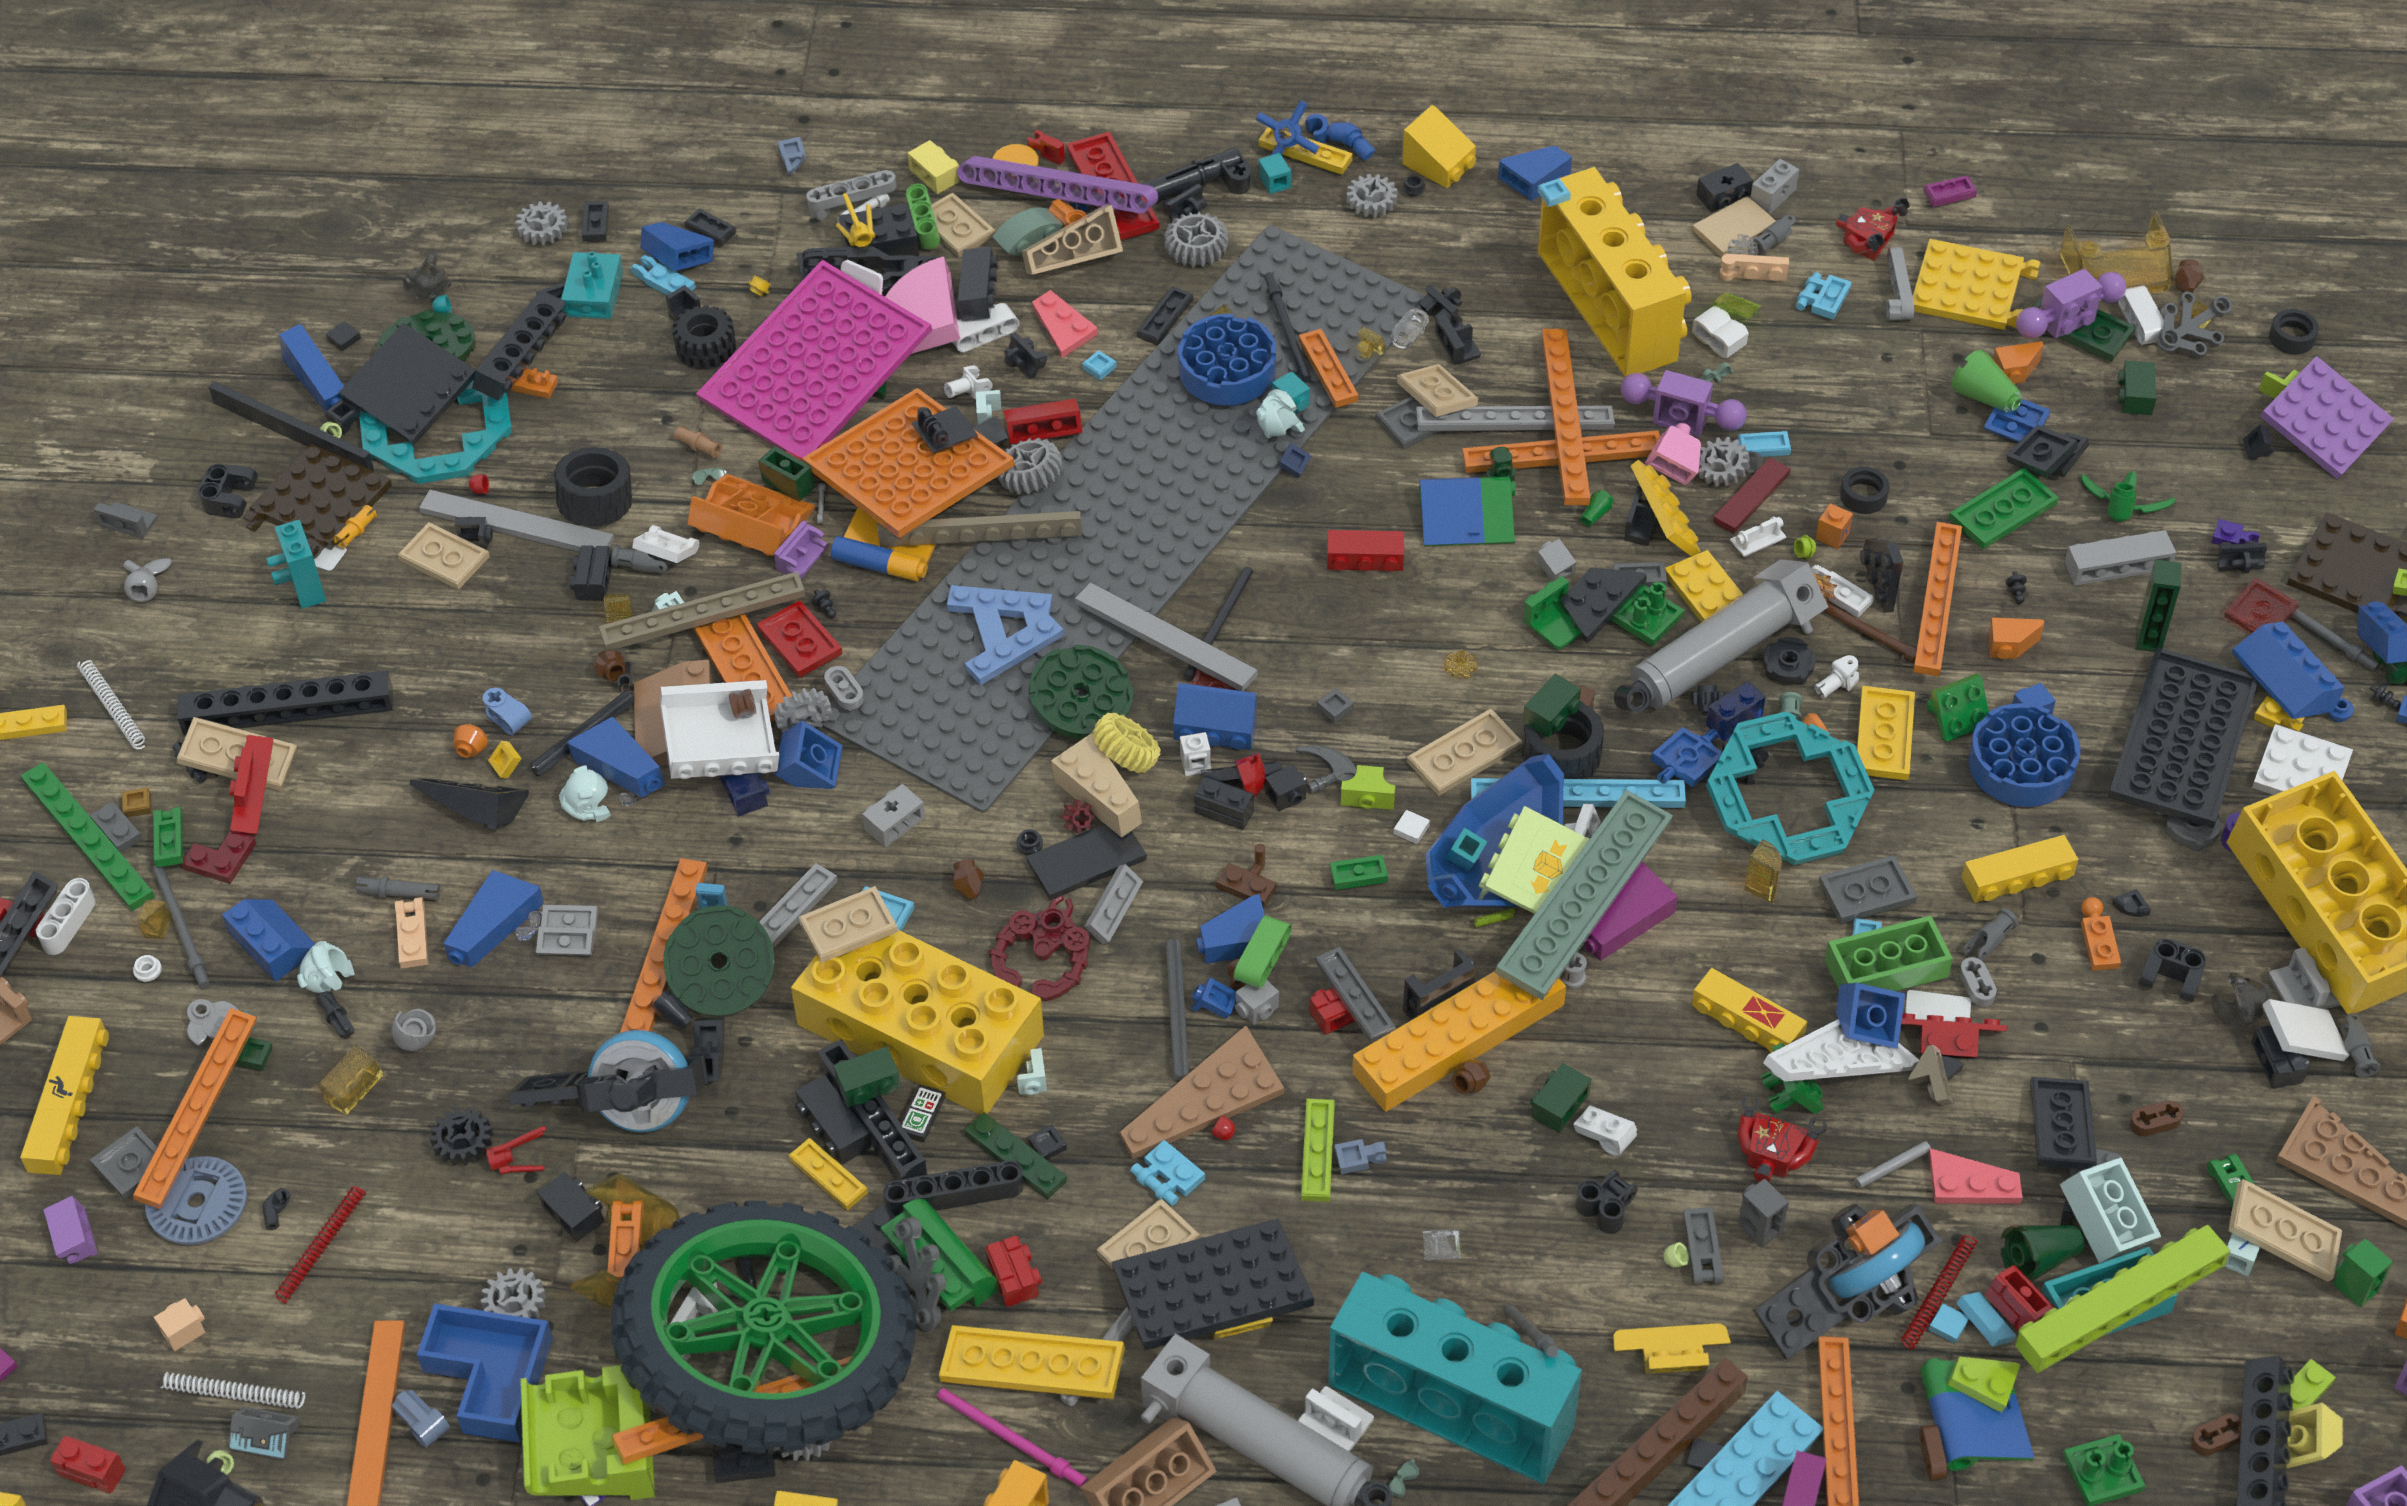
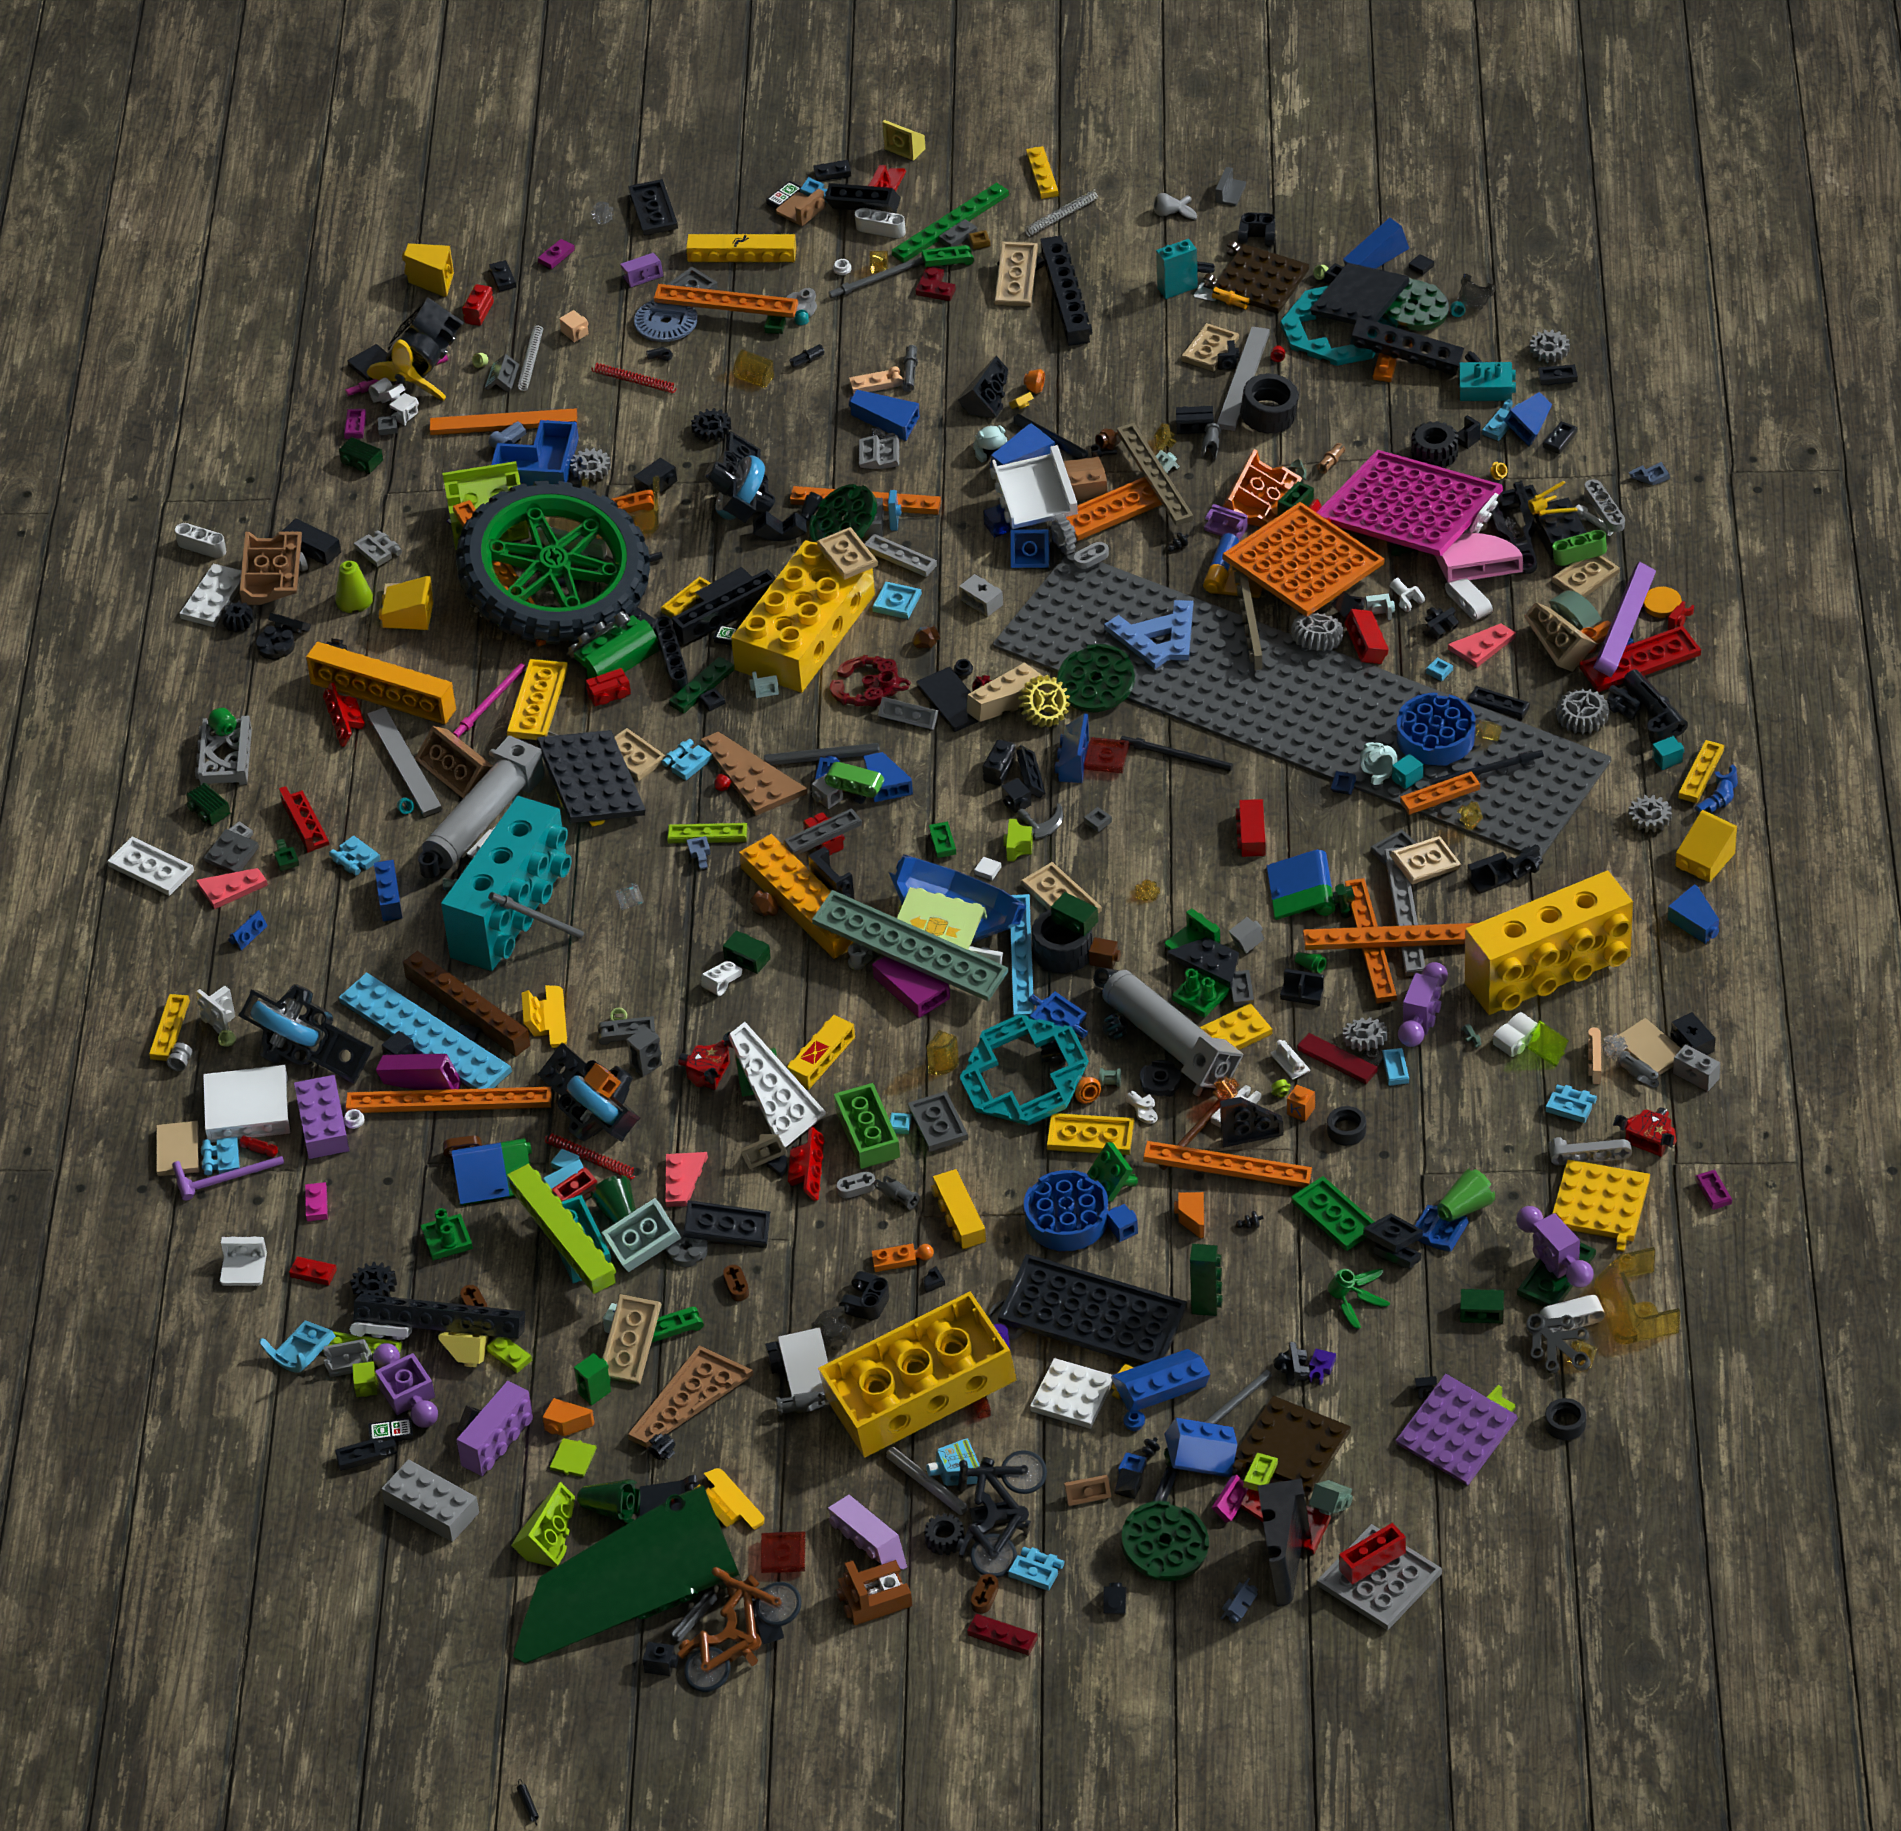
camera: 90 degrees right, 5 degrees down
(250, 784) = (986, 279): red bracket -> none
(268, 935) = (867, 314): blue slope -> none
(286, 424) = (1321, 250): black tile -> none
(319, 968) = (836, 340): light aqua helmet -> none
(413, 1029) = (792, 389): light grey hair -> none
(501, 1155) = (698, 446): red plant -> none
(505, 710) = (1063, 394): medium blue piece -> none
(665, 545) = (1218, 449): white plate -> none
(742, 703) = (1056, 494): reddish brown wheel -> none
(799, 638) = (1142, 532): red plate -> none
(867, 1076) = (739, 588): dark green brick -> none
(933, 167) = (1646, 549): light yellow brick -> none
(943, 428) = (1332, 569): black hinge -> none
(977, 283) = (1505, 583): black brick -> none
(1166, 637) = (1152, 719): light grey tile -> none
(1192, 748) = (1044, 744): white window -> none
(1248, 883) = (933, 783): reddish brown plate -> none
(1251, 773) = (1017, 767): red brick -> none
(1295, 130) = (1703, 748): blue bar -> none
(1408, 330) = (1498, 843): clear plate -> none
(1413, 185) = (1669, 840): black plate -> none
(1466, 849) = (955, 886): teal brick -> none
(1554, 192) = (1594, 874): medium azure tile -> none
(1608, 1198) = (661, 977): black piece -> none
(1666, 508) = (1305, 995): yellow plate -> none
(1676, 454) = (1367, 1001): bright pink torso -> none
(1735, 707) = (1103, 1043): clear blue brick -> none
(1870, 1014) = (810, 1107): blue slope -> none
(1892, 1165) = (696, 1134): light grey bar -> none
(1944, 1005) = (835, 1164): white sticker -> none
(1985, 1380) = (510, 1160): lime wing -> none
(2018, 360) = (1501, 1226): orange slope -> none
(2117, 557) = (1285, 1284): light grey brick -> none
(2188, 275) = (1622, 1347): reddish brown rock -> none
(2260, 606) = (1236, 1374): clear red plate -> none

